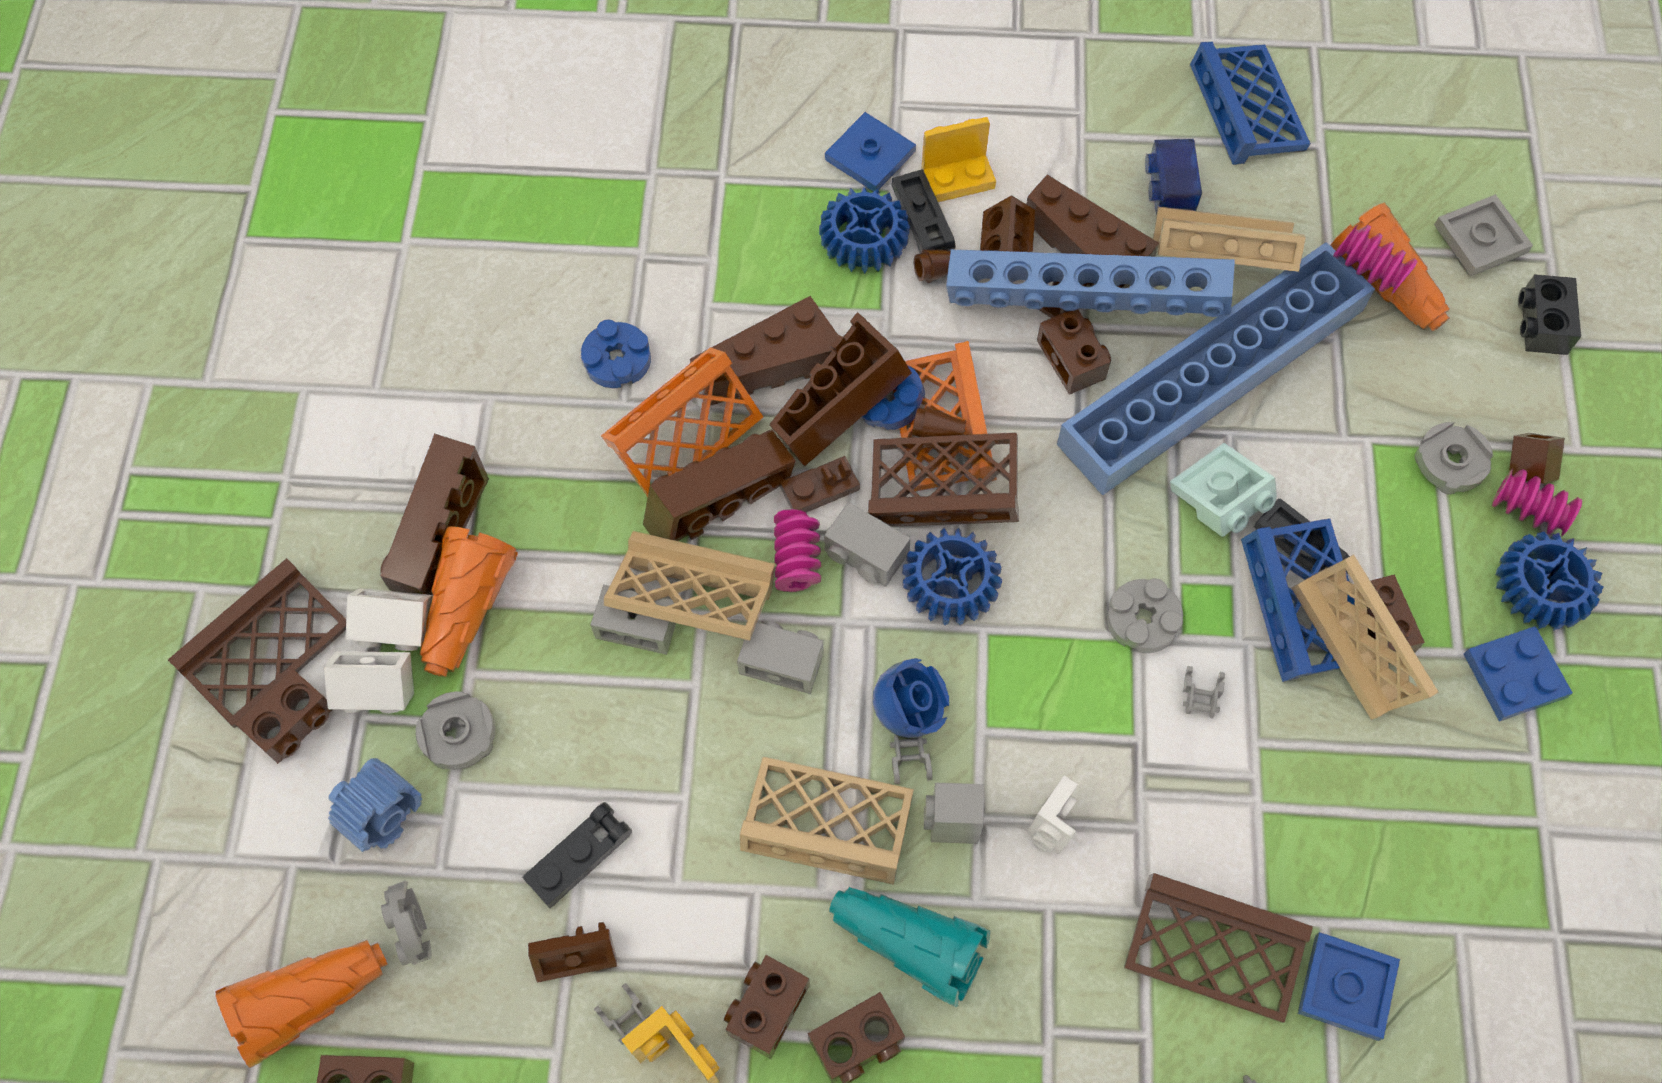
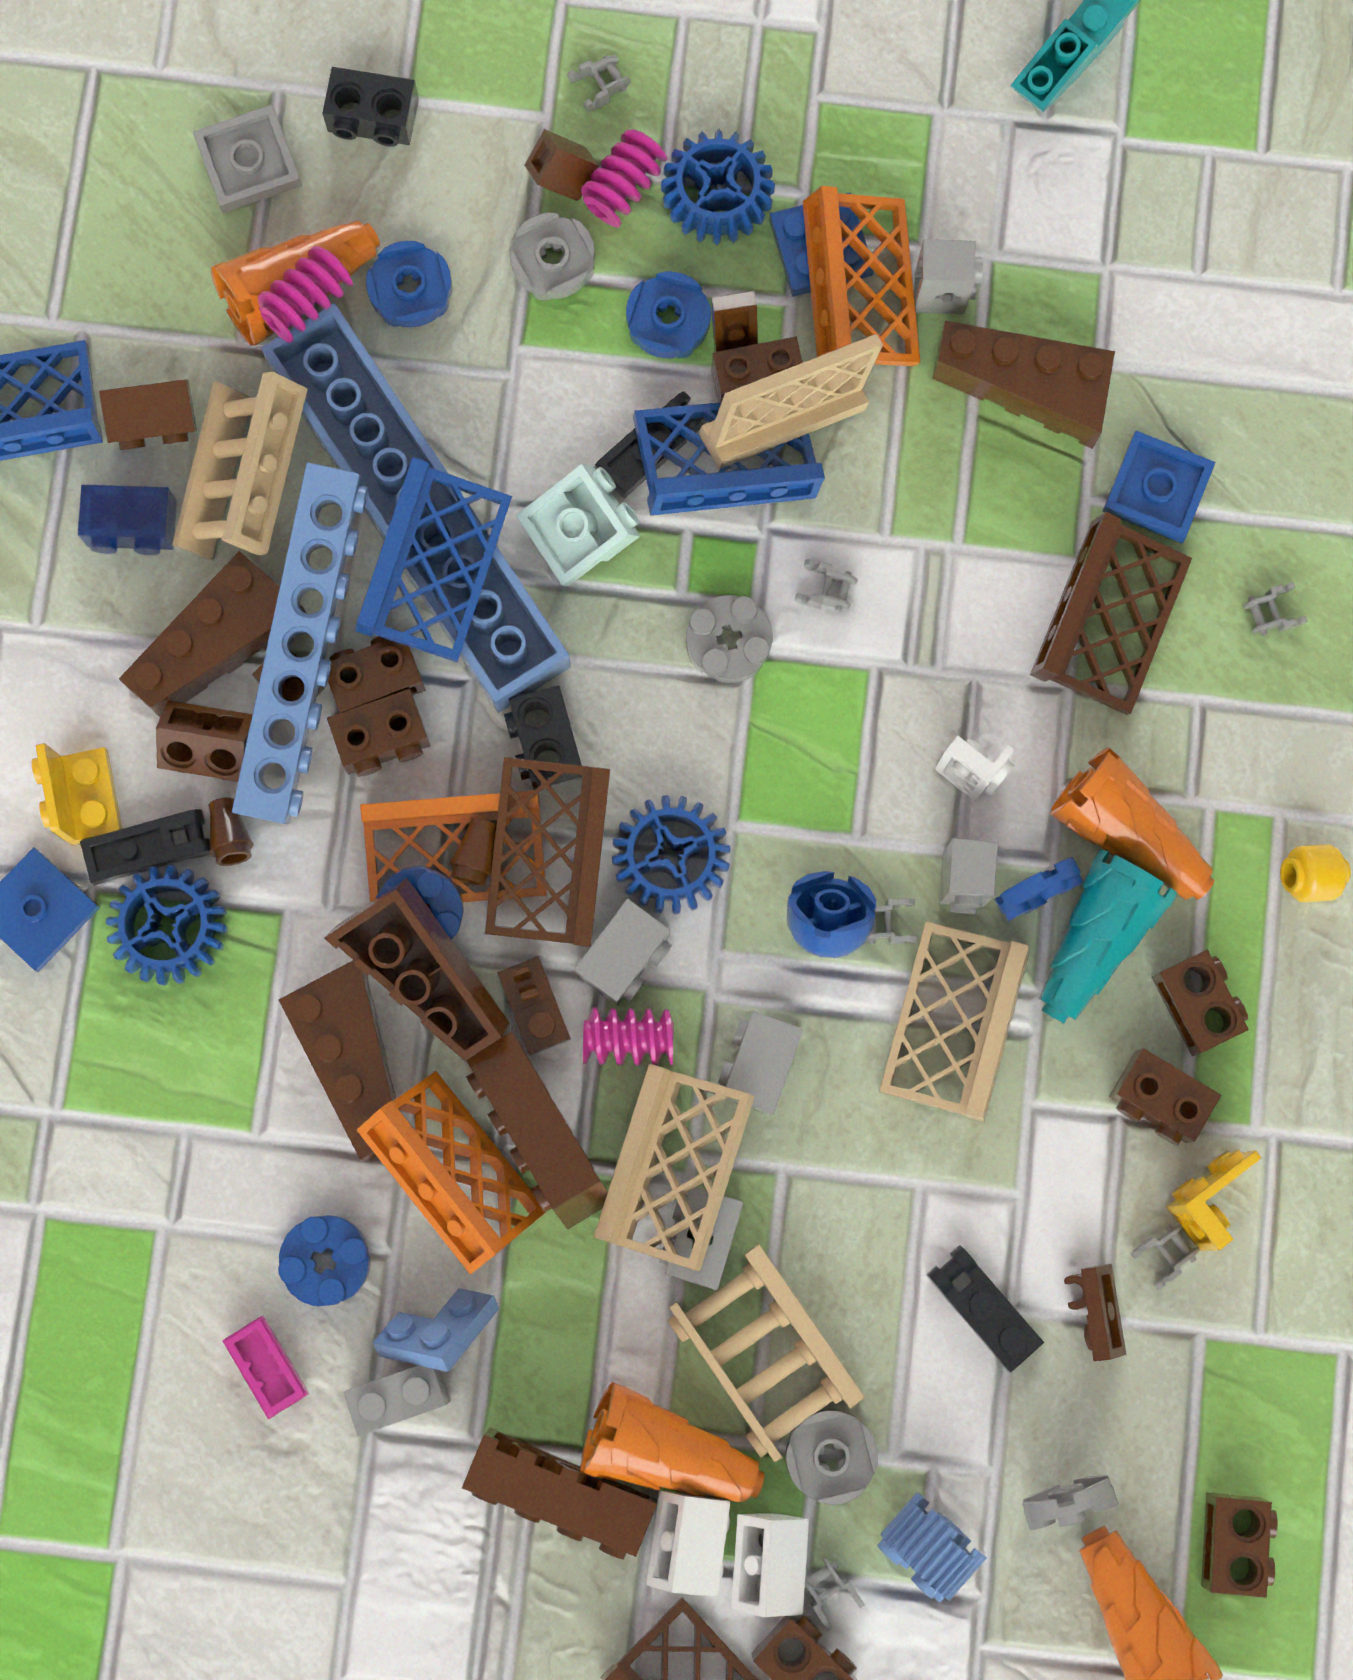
camera: 90 degrees left, 15 degrees up
(352, 744) = (817, 1578): none -> light grey piece
(511, 405) = (395, 1398): none -> light grey brick
(536, 320) = (265, 1367): none -> dark pink plate
(544, 708) = (809, 1349): none -> tan fence
(551, 422) = (439, 1340): none -> medium blue plate
(948, 878) = (1038, 889): none -> blue plate
(1015, 965) = (1121, 817): none -> orange cone
(1029, 357) = (379, 733): none -> reddish brown brick
(1044, 483) = (553, 735): none -> black brick
(1180, 337) = (396, 549): none -> blue fence
(1260, 181) = (148, 412): none -> reddish brown brick
(1403, 372) = (404, 308): none -> blue plate
(1408, 563) = (679, 336): none -> blue plate
(1427, 589) = (734, 321): none -> reddish brown plate
(1432, 860) = (1029, 376): none -> reddish brown wedge
(1497, 670) = (829, 273): none -> orange fence
(1510, 770) = (946, 276): none -> light grey brick
(1614, 491) = (594, 70): none -> light grey piece

